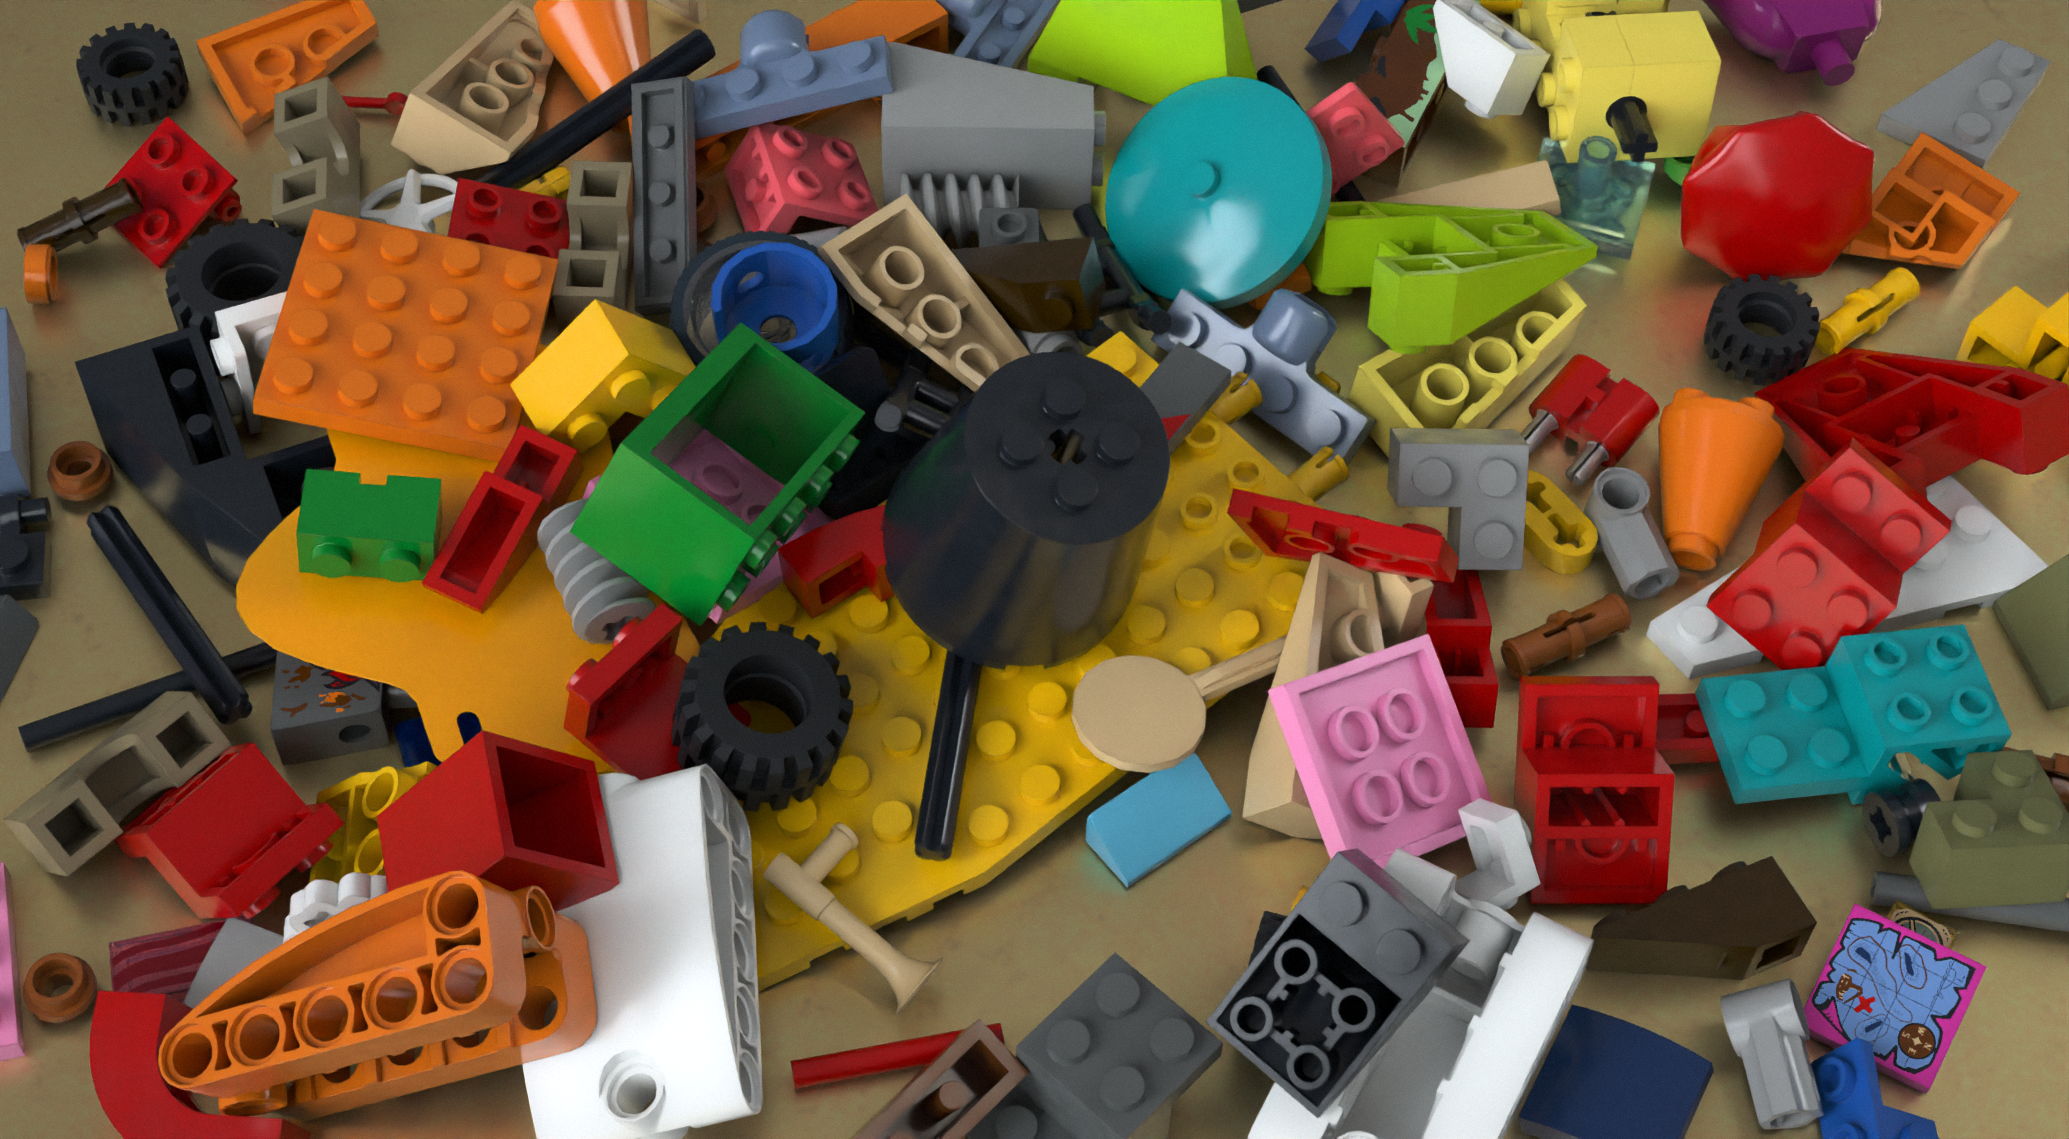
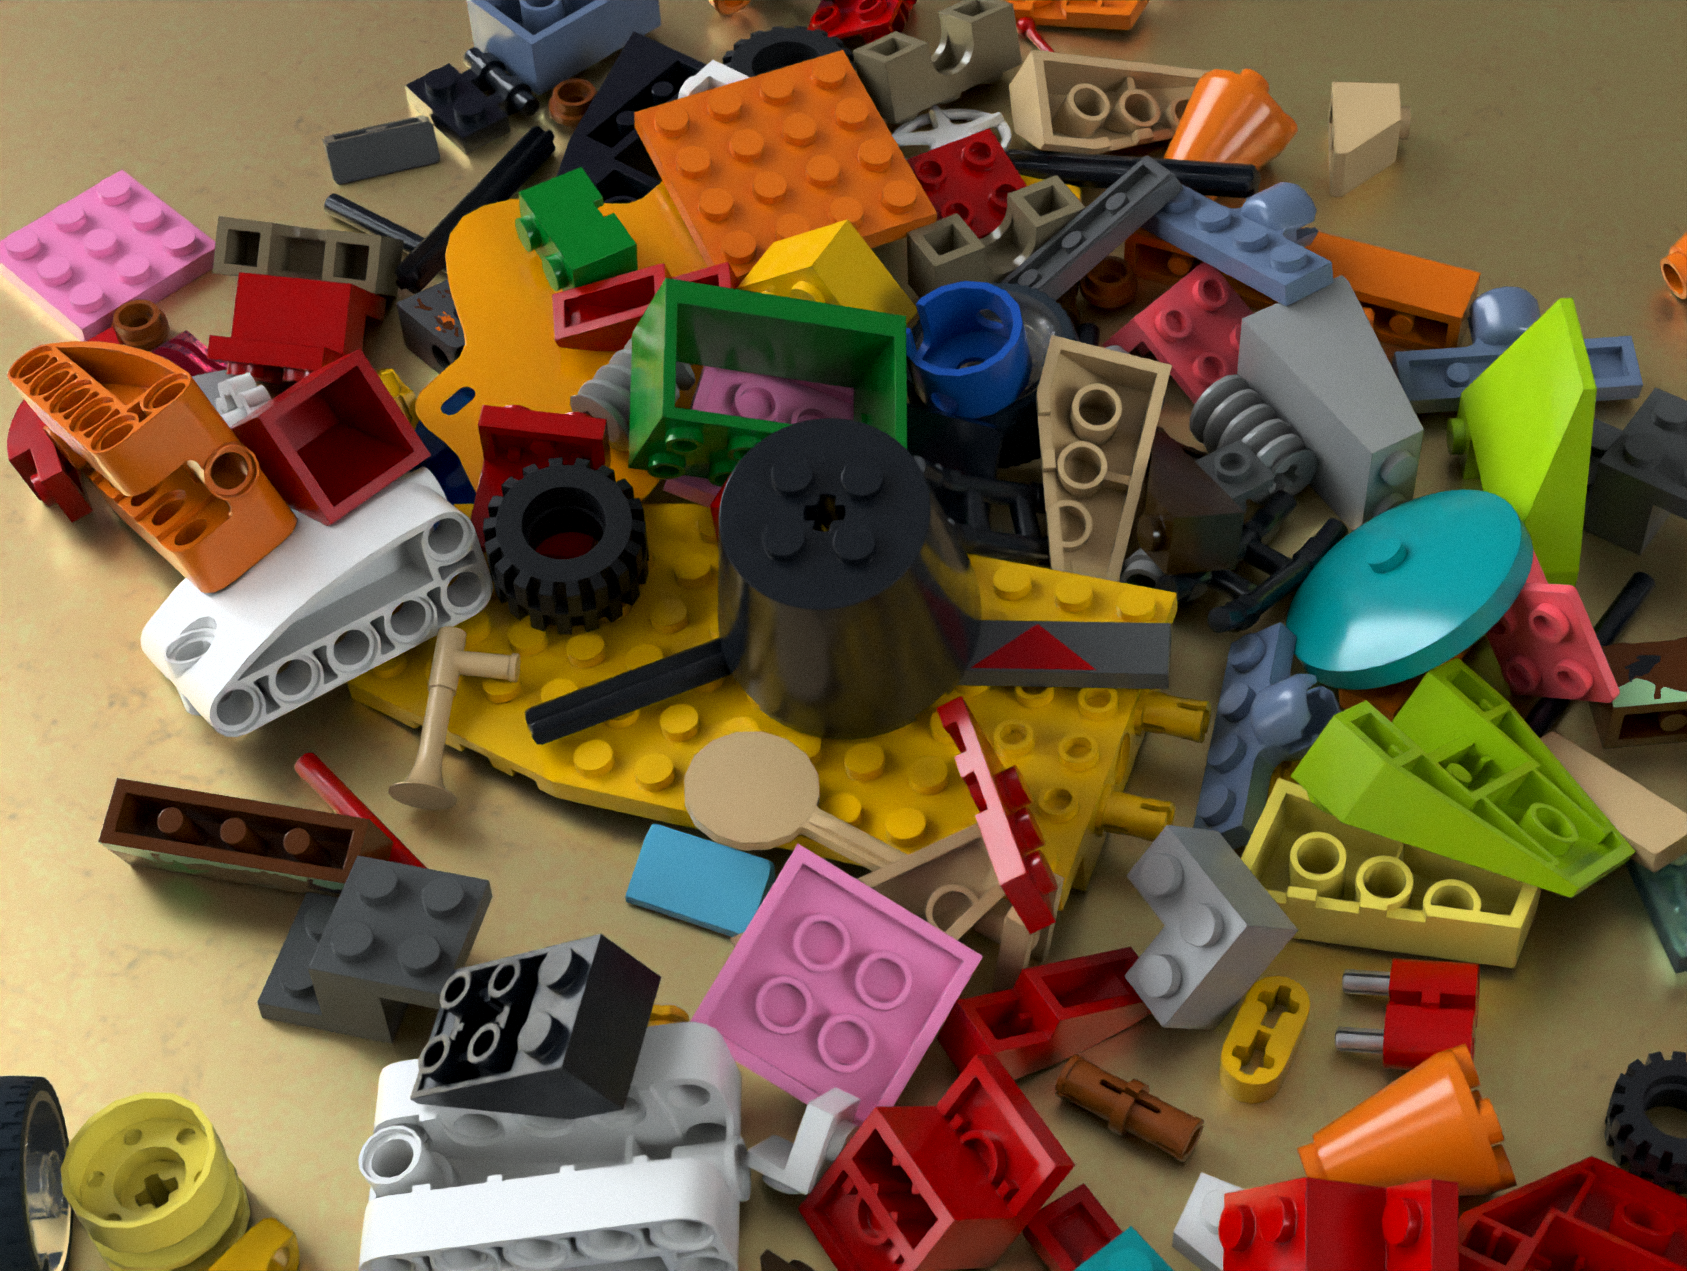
camera: 65 degrees right, 5 degrees down
(1630, 533) = (1288, 1108): light grey piece -> none

